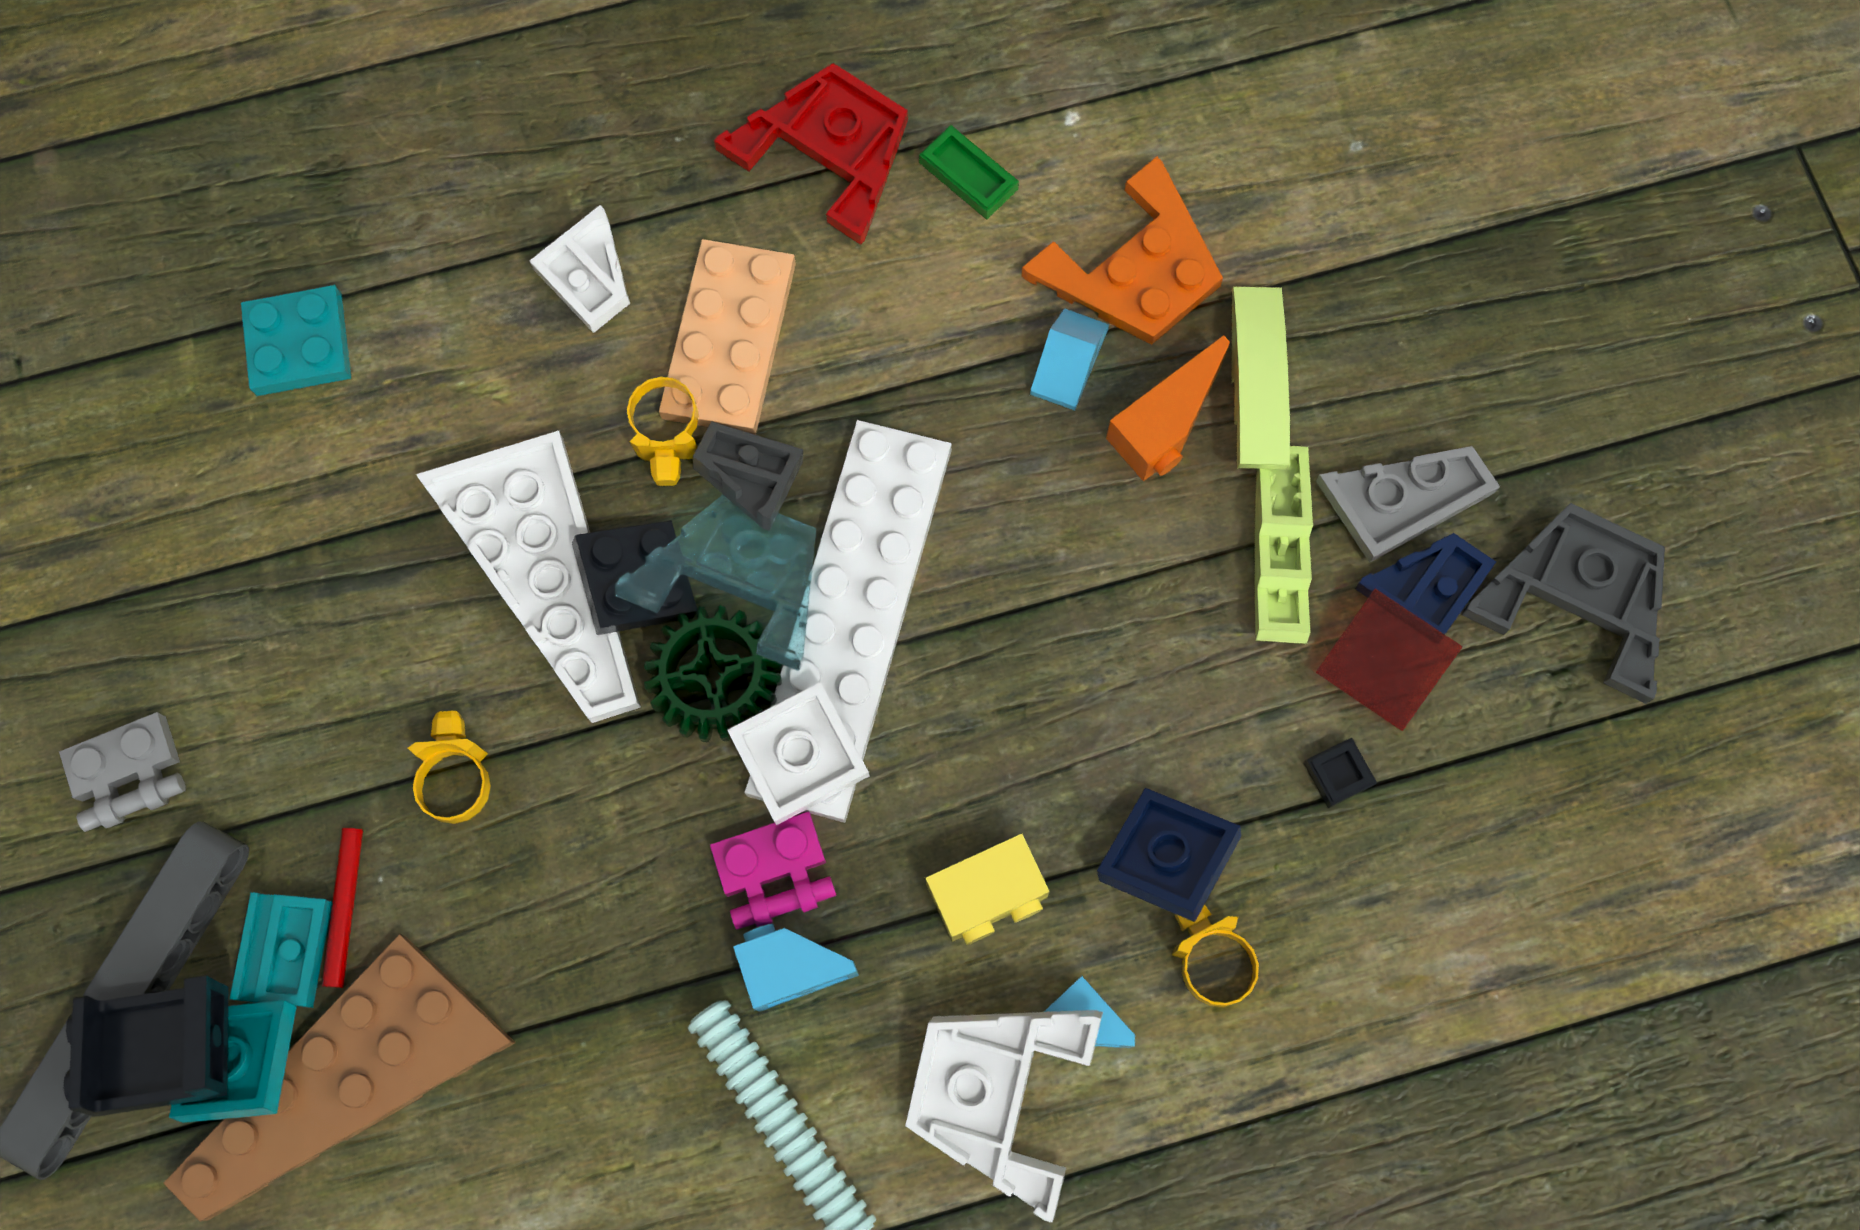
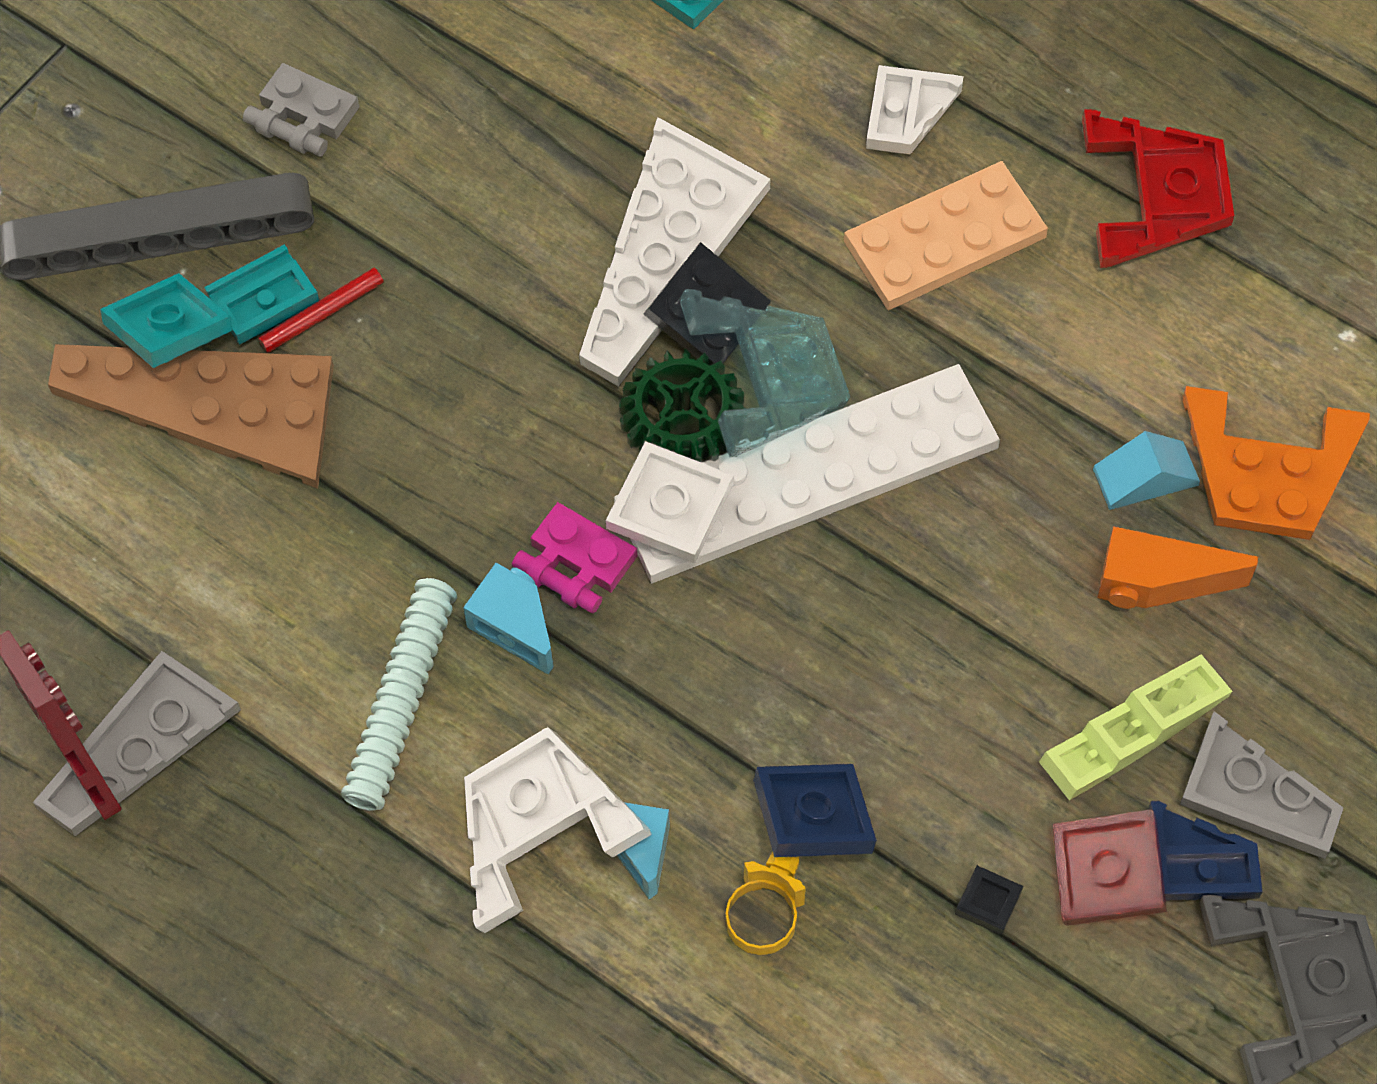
camera: 50 degrees right, 10 degrees down
(148, 1049) = (135, 258): black panel -> none
(449, 731) = (486, 283): yellow piece -> none
(664, 455) = (815, 259): yellow piece -> none
(748, 470) = (853, 320): dark grey wing -> none
(968, 172) = (1230, 296): green tile -> none
(988, 889) = (681, 707): light yellow brick -> none
(1260, 378) = (1254, 613): yellowish green slope -> none

